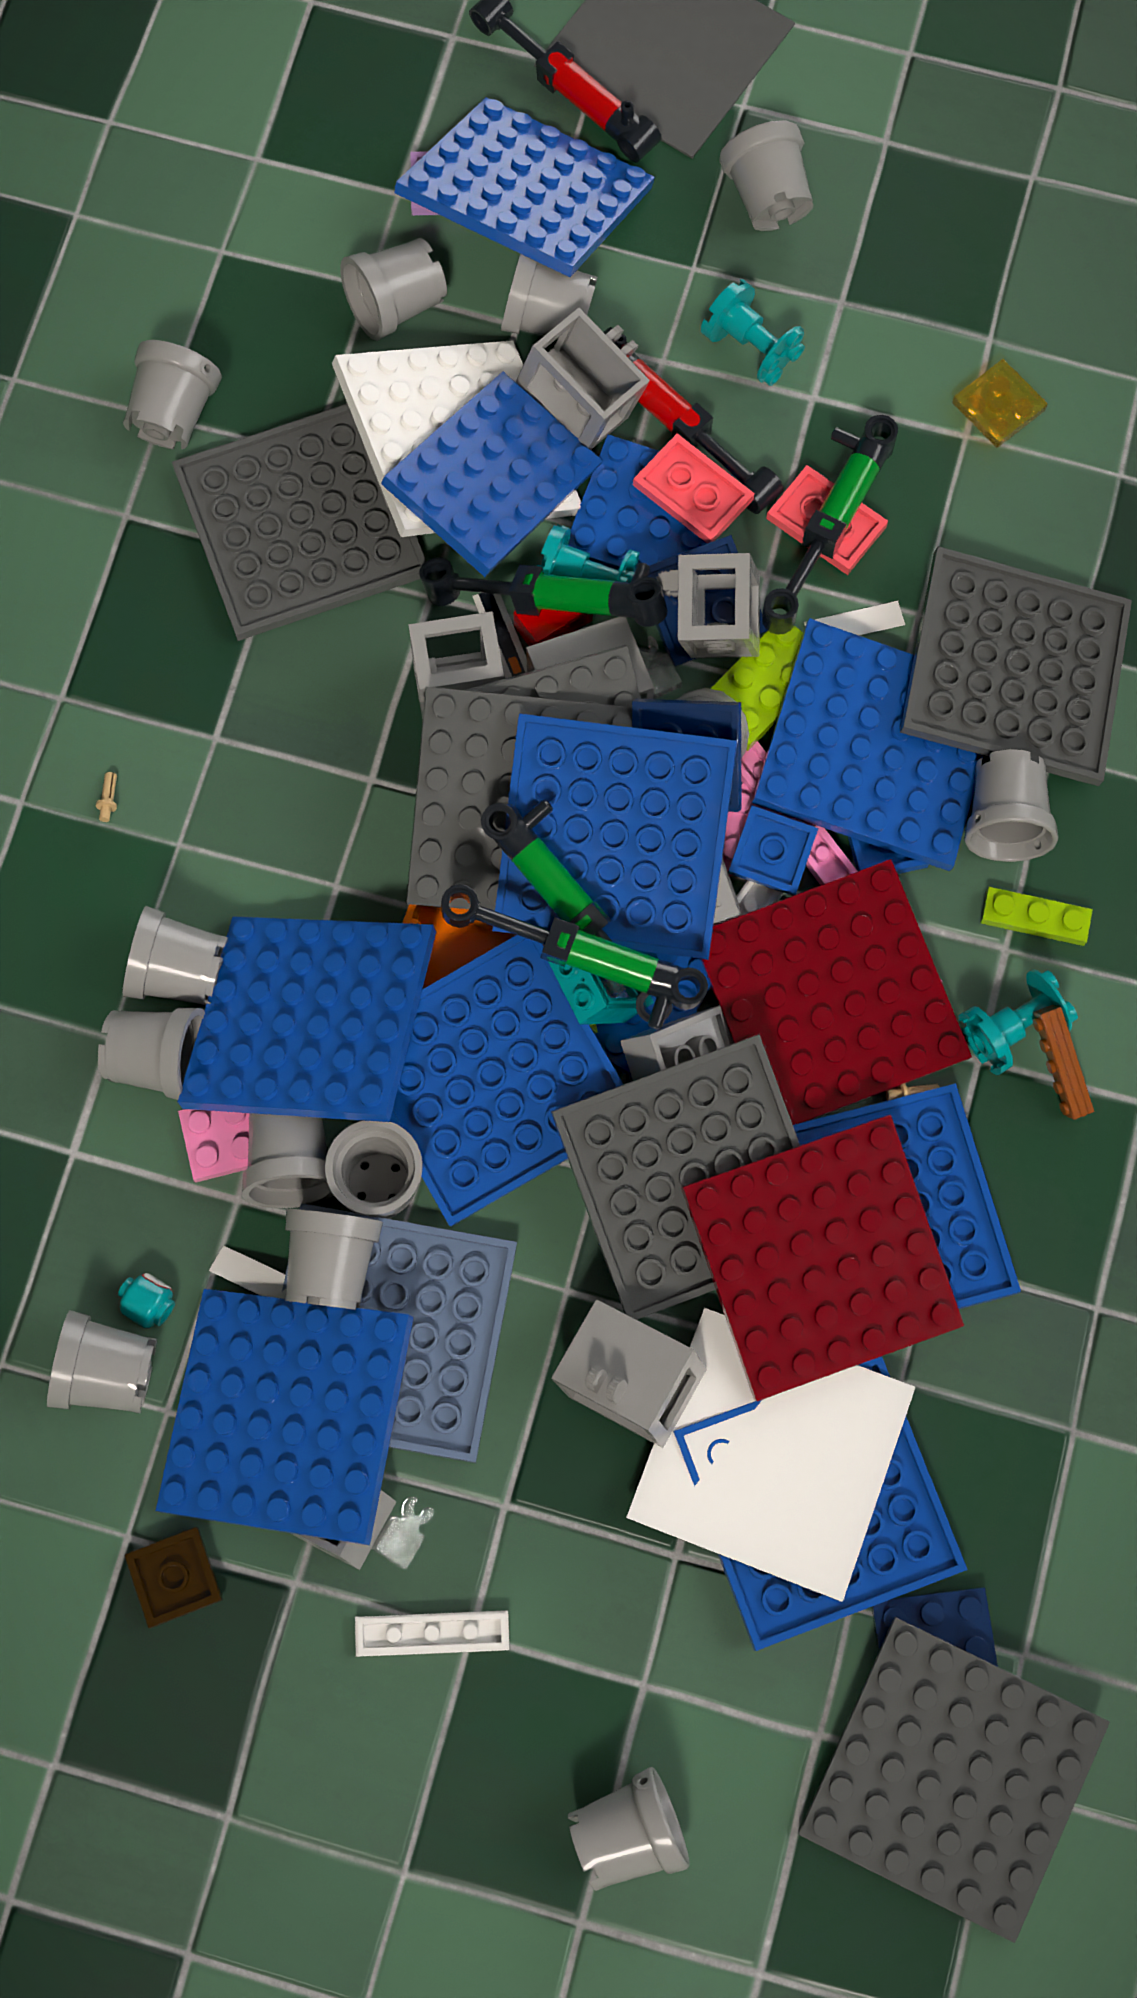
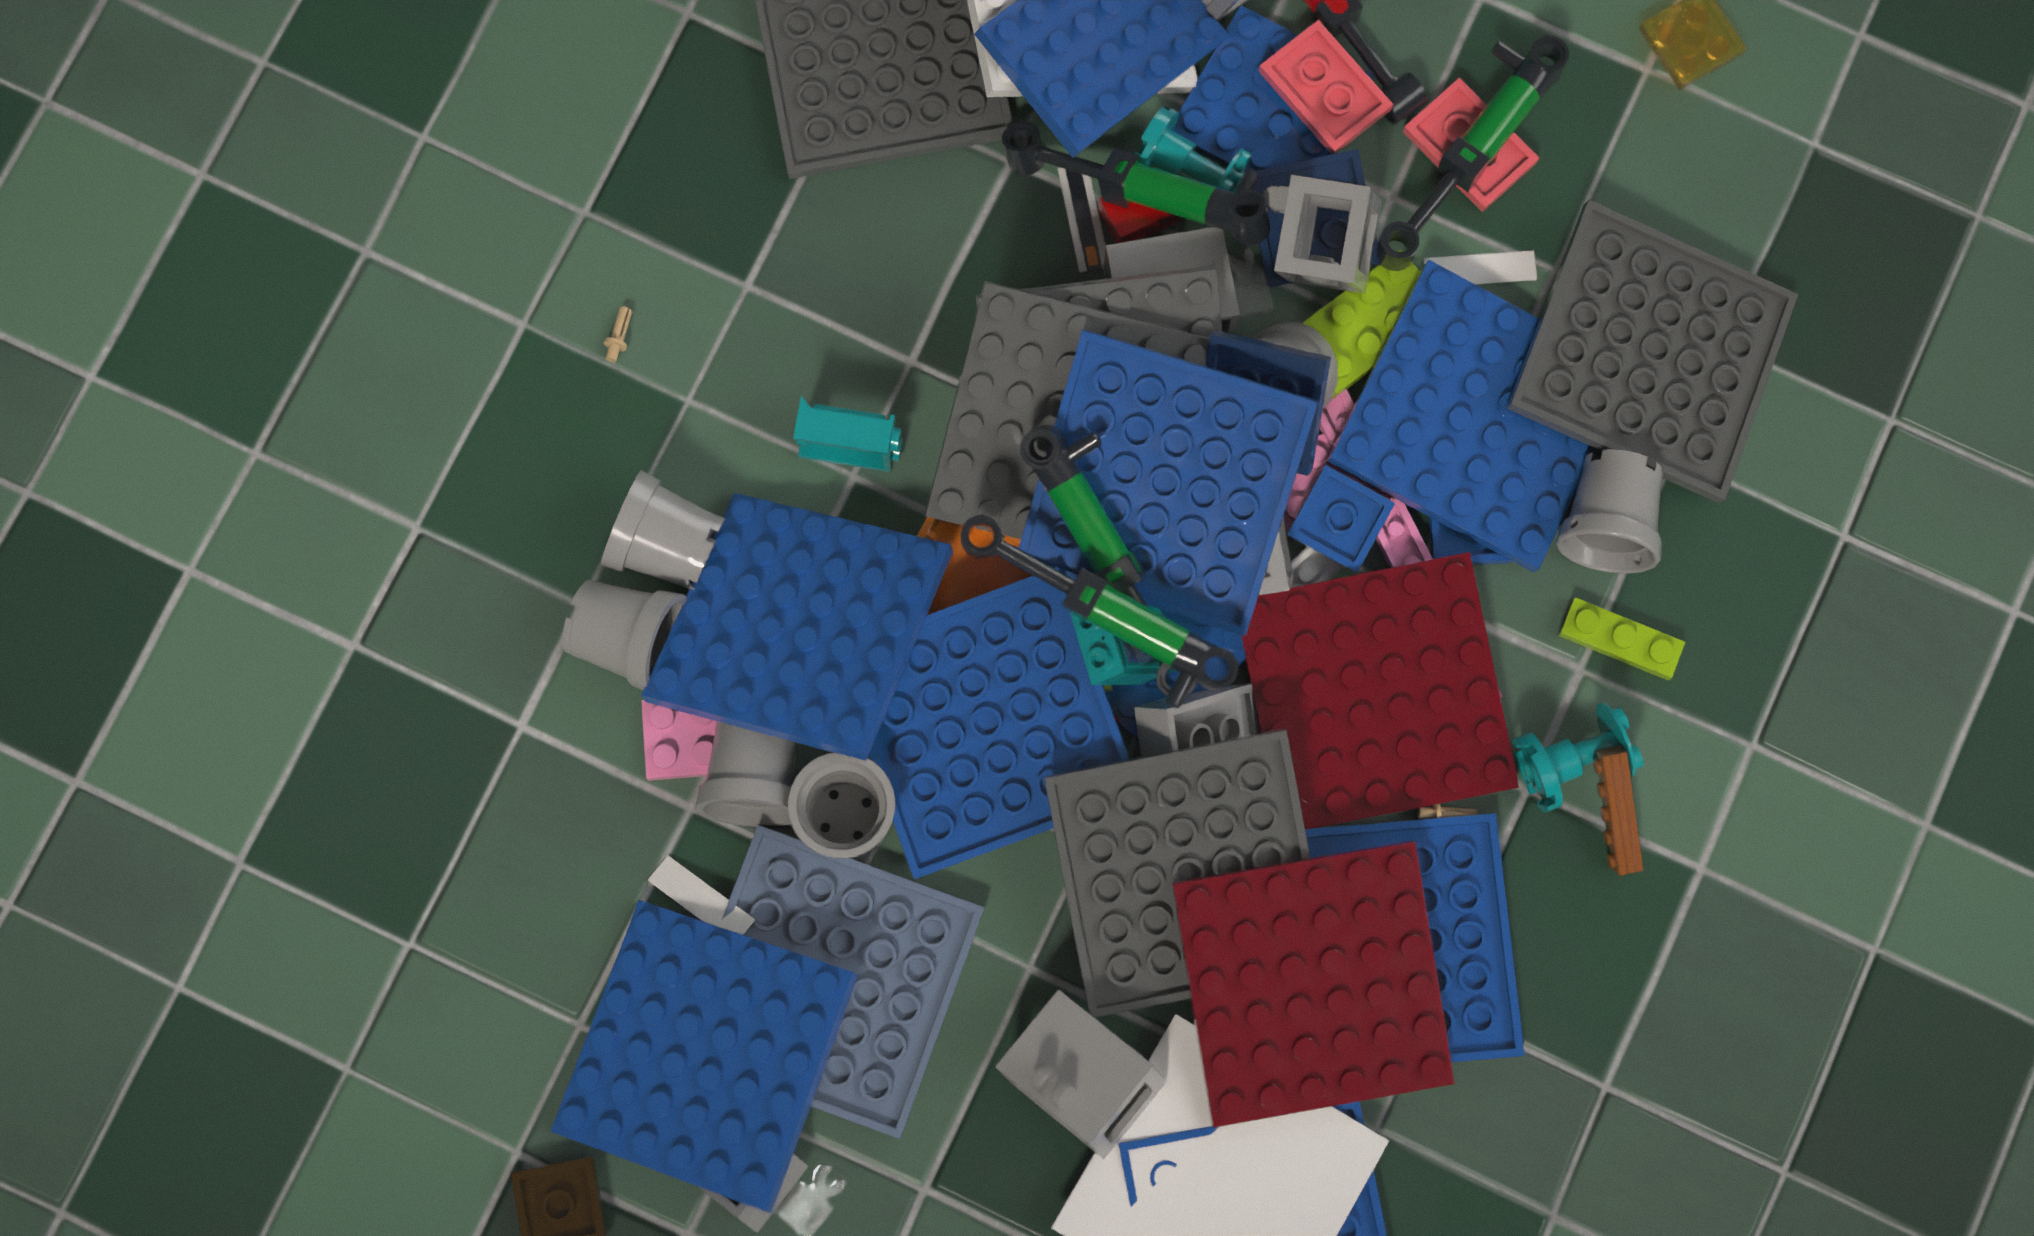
camera: 10 degrees right, 5 degrees up
(100, 1366) = (515, 968): light grey piece -> none
(146, 1300) = (575, 902): teal head -> none
(325, 850) = (847, 437): none -> teal window
(328, 1257) = (777, 894): light grey piece -> none
(456, 671) = (1025, 275): light grey piece -> none

